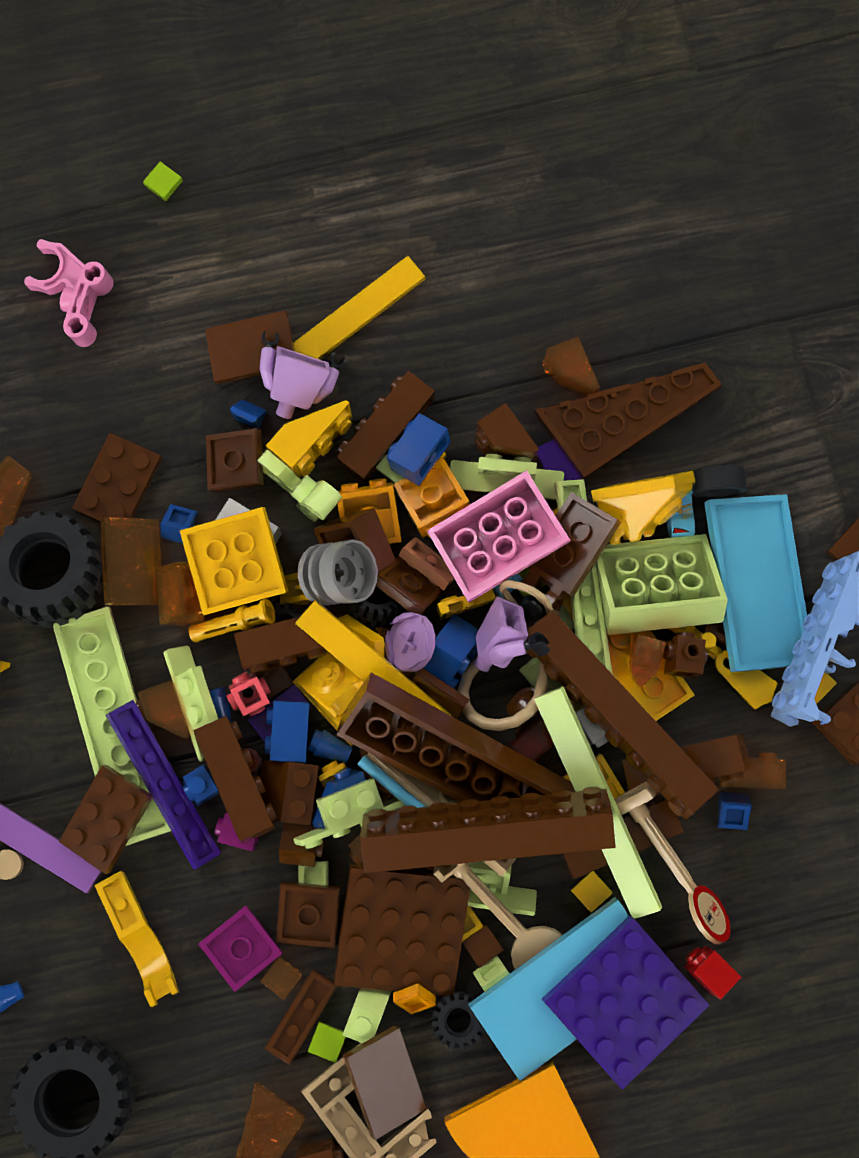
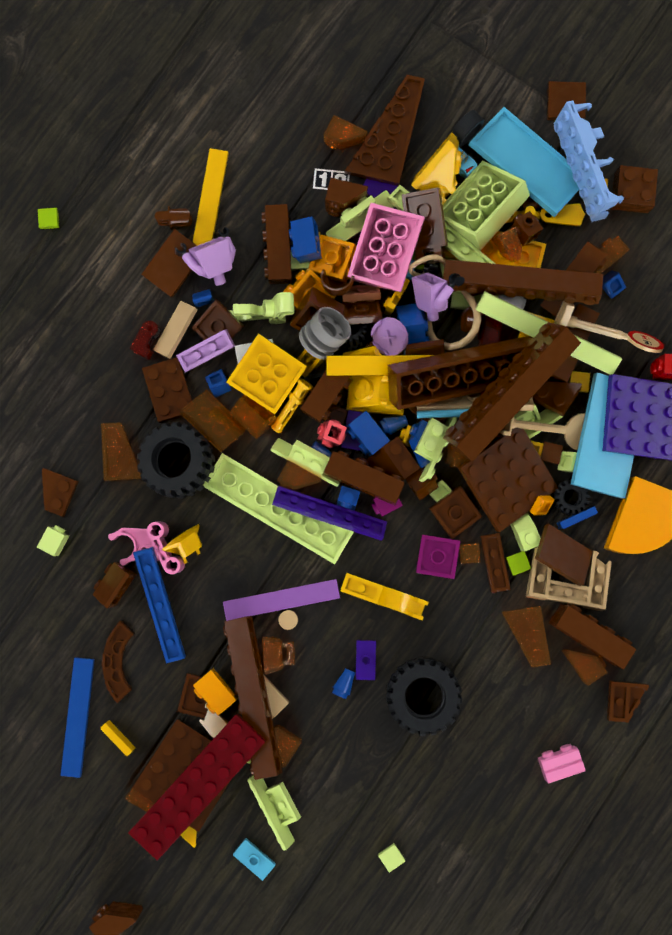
camera: 40 degrees left, 5 degrees up
(50, 993) = (365, 659): none -> dark purple plate
(80, 290) = (58, 309): bright pink piece -> none
(105, 819) = (317, 554): reddish brown plate -> none
(143, 403) = (147, 334): none -> clear red leg
(185, 422) = (175, 329): none -> tan tile
(195, 475) = (205, 350): none -> lavender plate
(298, 298) = (174, 218): none -> reddish brown arm
(309, 437) = (246, 280): yellow slope -> none
(402, 530) = (335, 288): none -> reddish brown helmet
(442, 1052) = (577, 518): none -> blue tile
(518, 404) = (323, 176): none -> sticker
(548, 884) = (557, 395): none -> reddish brown wing

